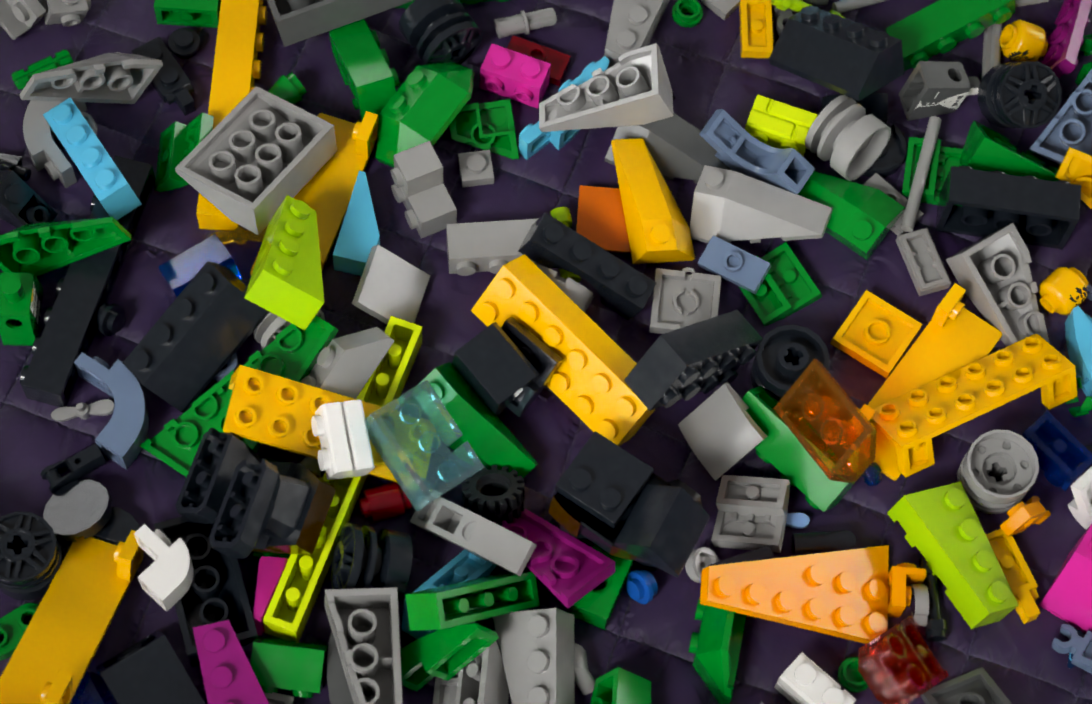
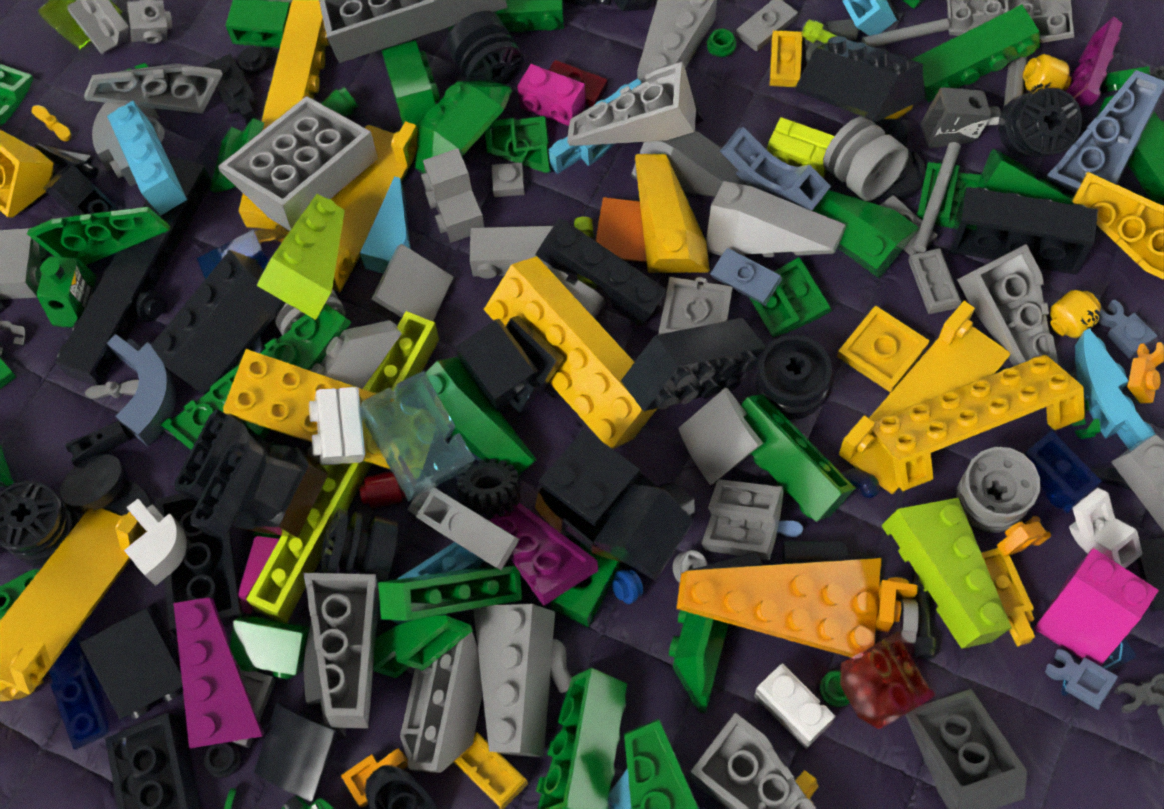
camera: 15 degrees right, 0 degrees up
(524, 22) = (567, 48): light grey axle -> none
(828, 424) = (824, 434): clear orange slope -> none

